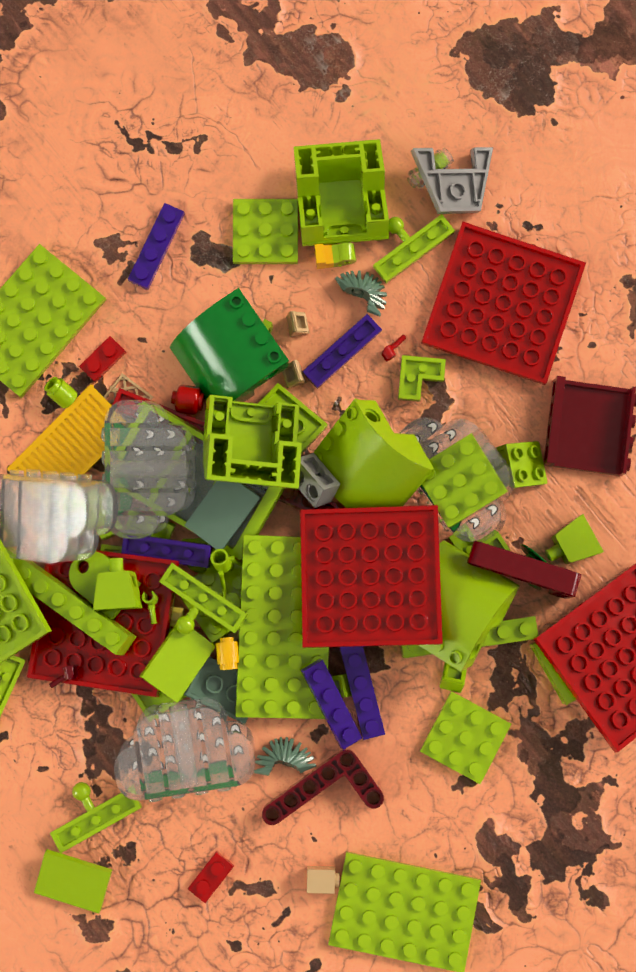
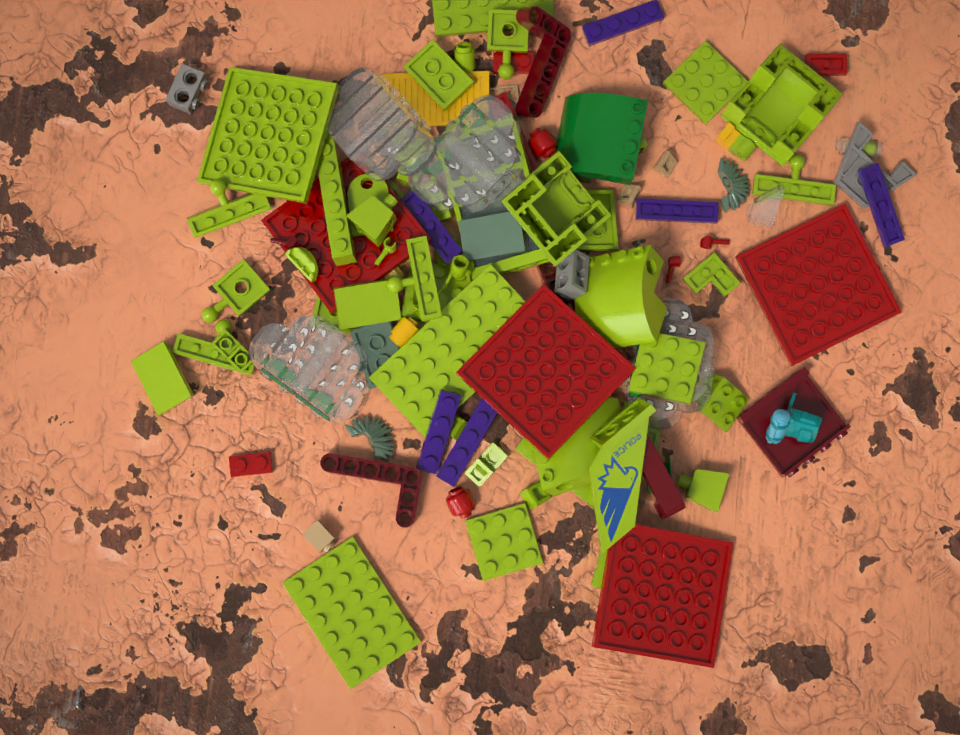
camera: 45 degrees right, 0 degrees up
(53, 758) = (237, 301): none -> lime plate
(54, 426) = (438, 75): none -> lime plate
(75, 354) = (500, 43): none -> lime plate
(95, 678) = (304, 262): none -> lime plate
(107, 804) = (232, 350): none -> lime slope
(128, 332) = (547, 61): none -> dark red beam
(343, 128) = (827, 64): none -> red plate
(377, 392) = (673, 261): none -> red hand
(392, 690) = (486, 464): none -> lime slope
(402, 741) = (460, 502): none -> red head
(407, 282) = (765, 207): none -> clear slope
(490, 196) = (880, 205): none -> dark purple plate
(503, 597) = (618, 471): none -> lime piece
(593, 427) = (793, 424): none -> teal piece

